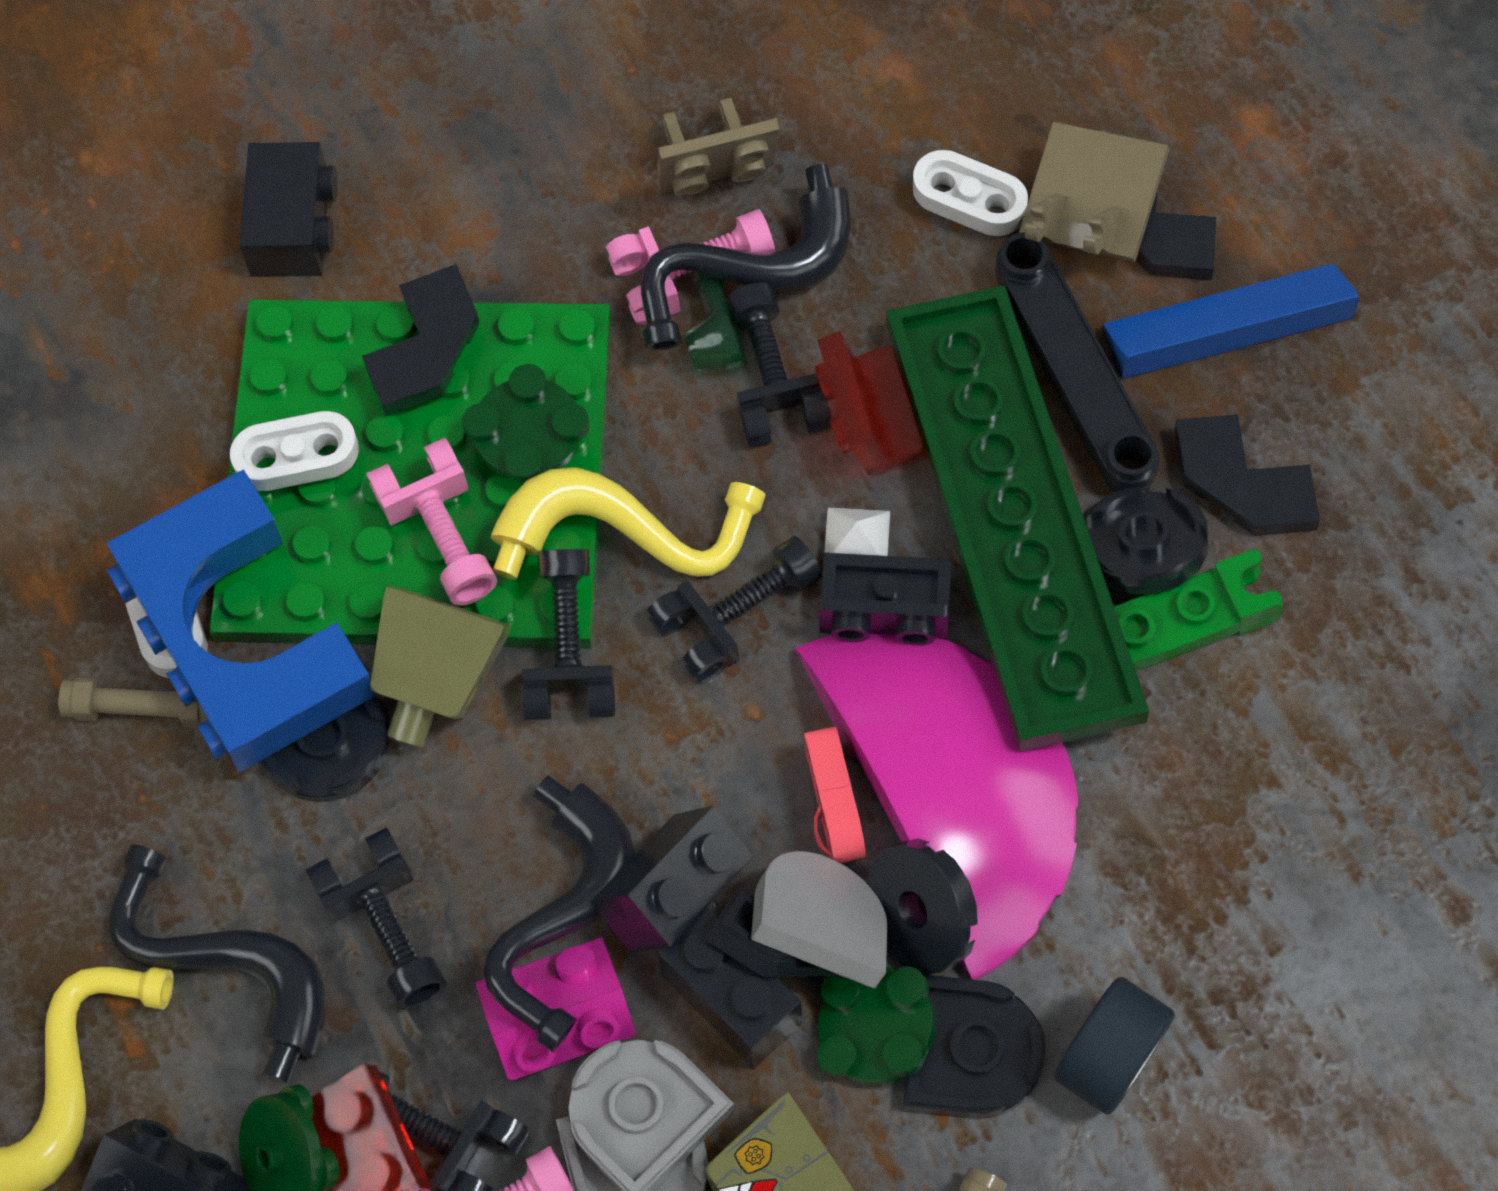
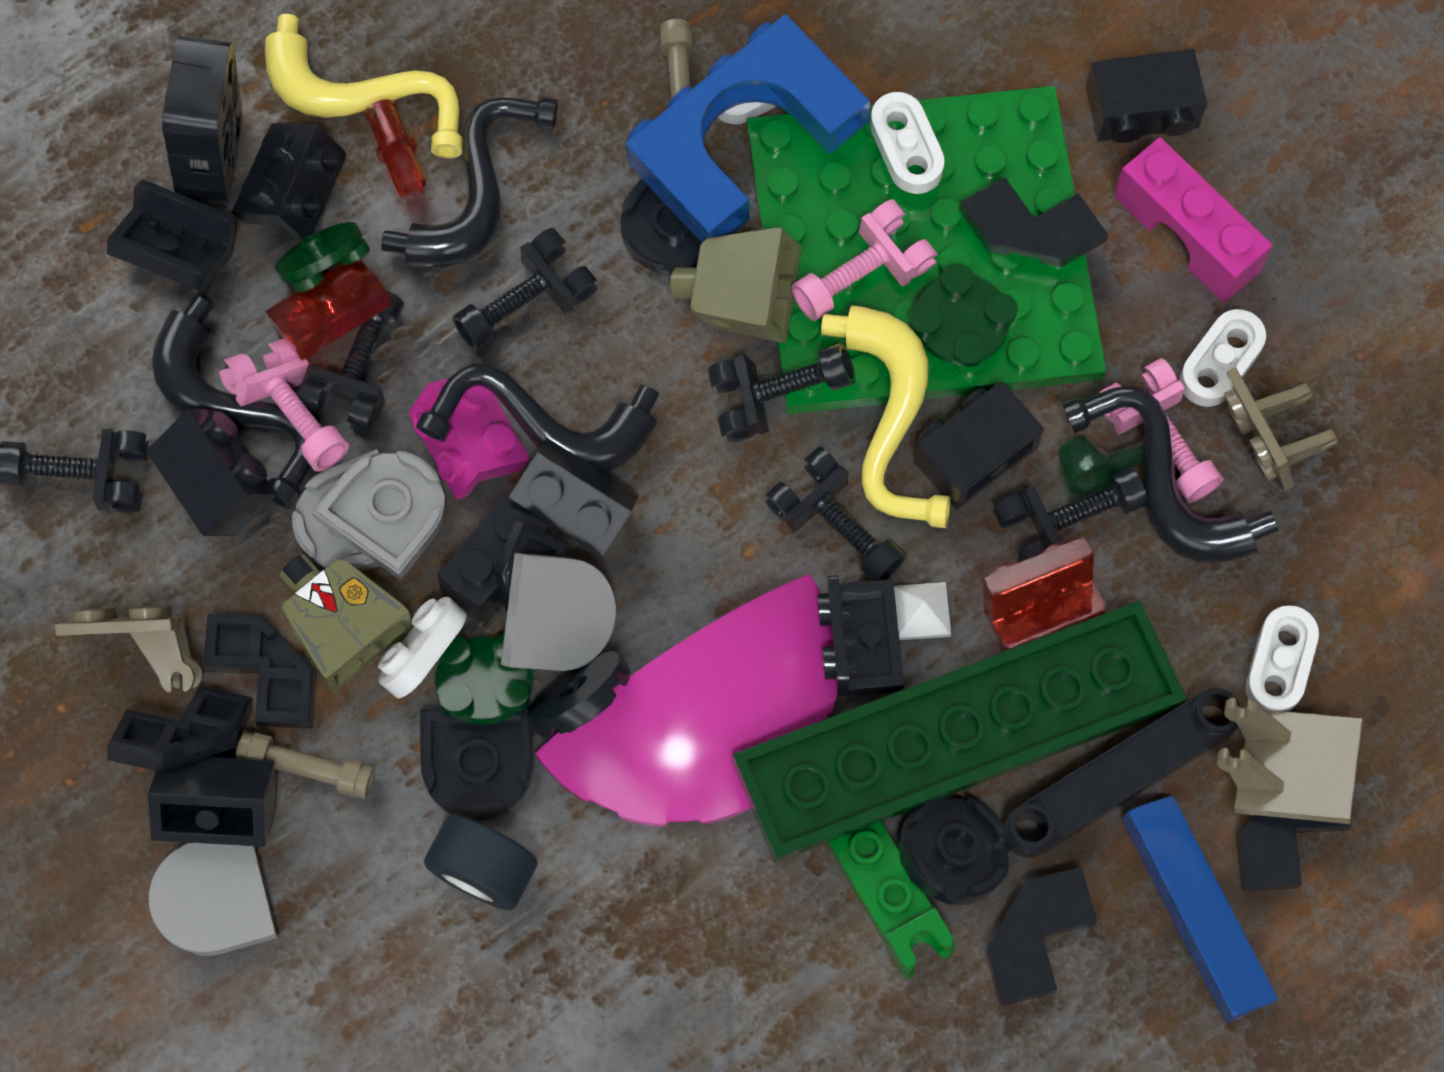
camera: 75 degrees right, 5 degrees up
(151, 1049) = (396, 149): none -> clear red axle
(411, 201) = (1220, 241): none -> dark pink arch
(621, 190) = (1216, 356): none -> white plate
(674, 442) = (977, 443): none -> black brick
(828, 1090) = (410, 661): none -> white plate
(834, 797) = (662, 623): coral piece -> none

